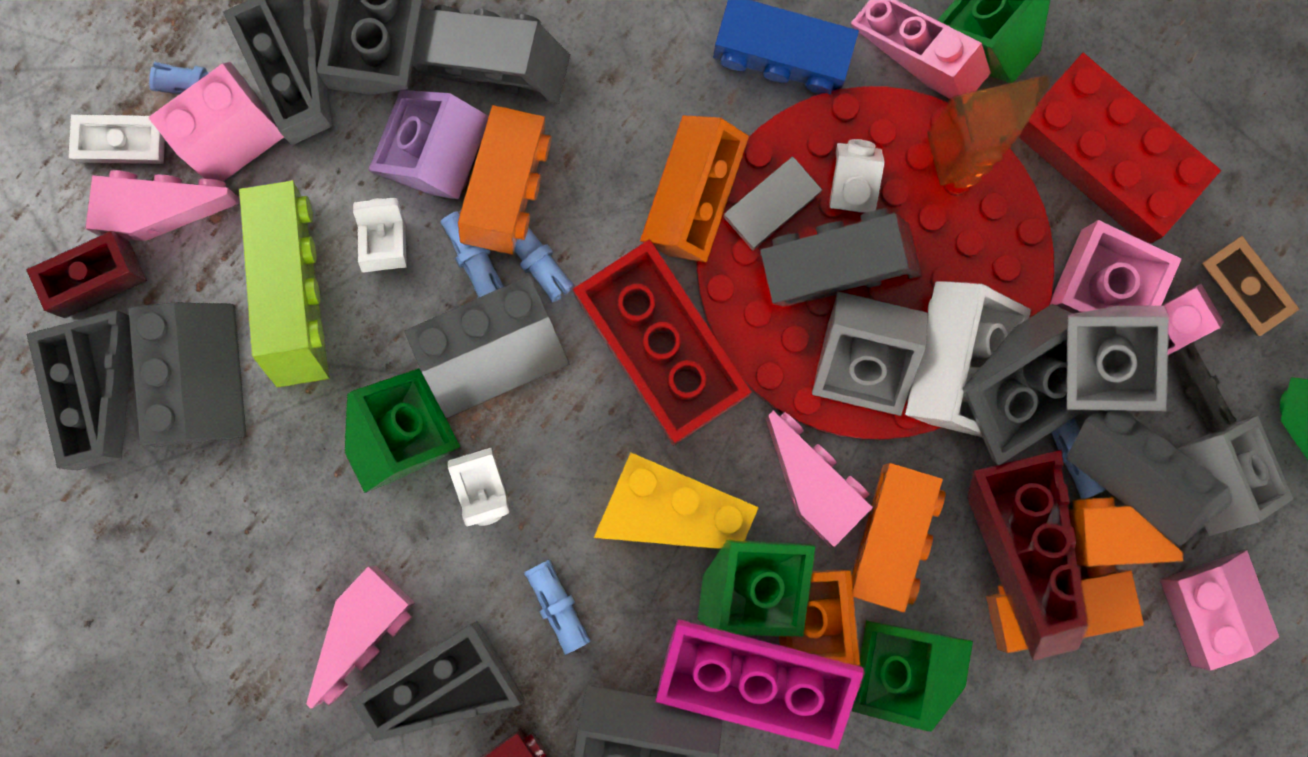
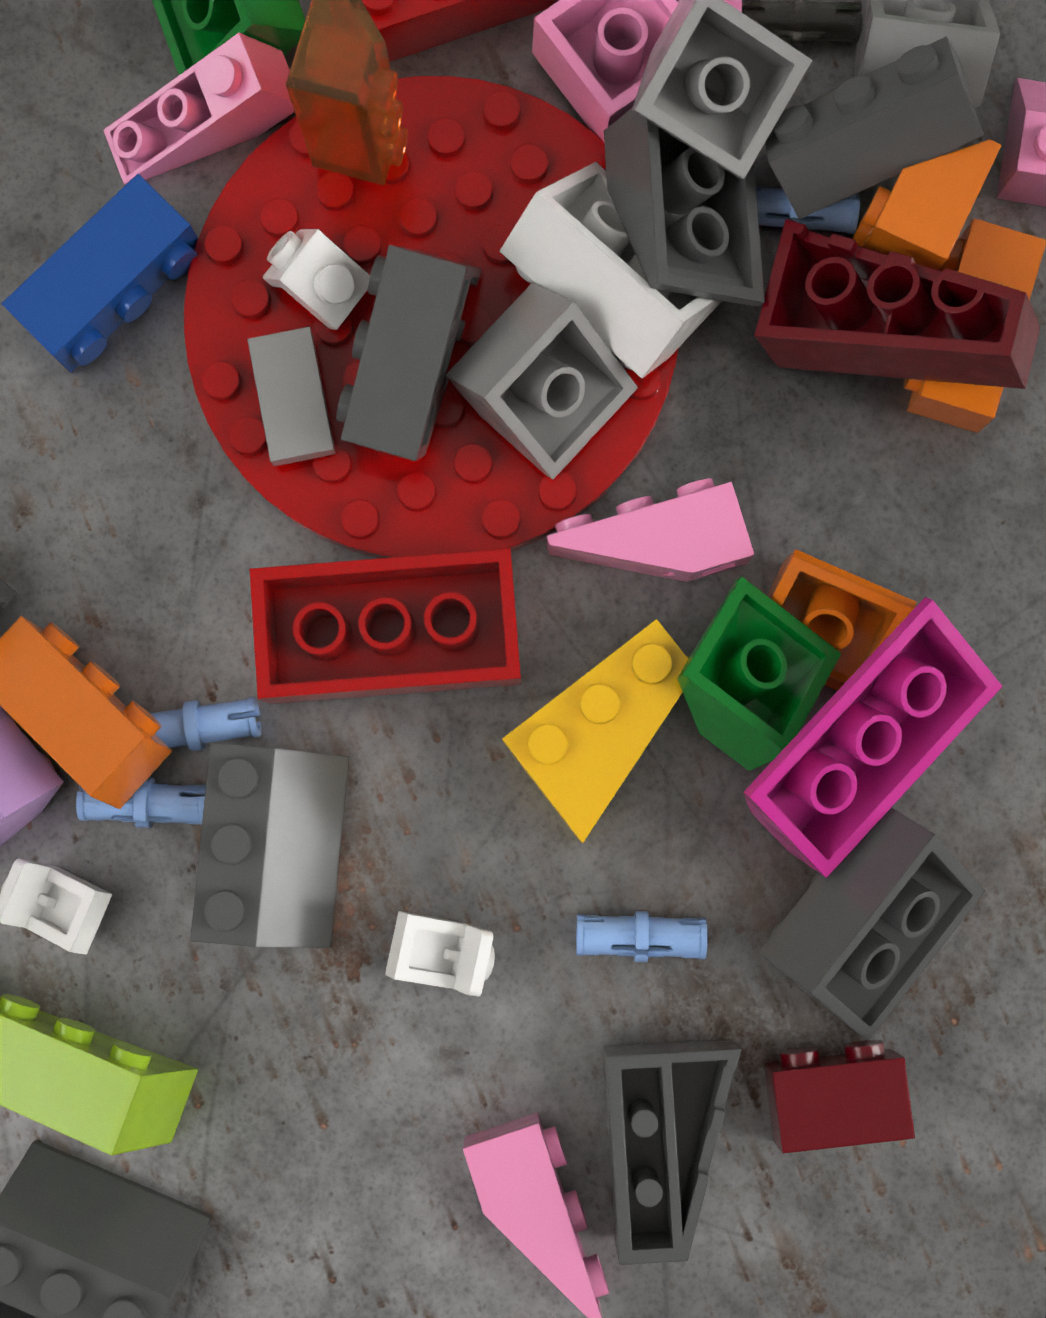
camera: 55 degrees left, 0 degrees up
(395, 429) = (308, 1020): green slope -> none
(694, 187) = (217, 479): orange brick -> none
(896, 537) = (780, 474): orange brick -> none
(910, 674) = (957, 547): green slope -> none

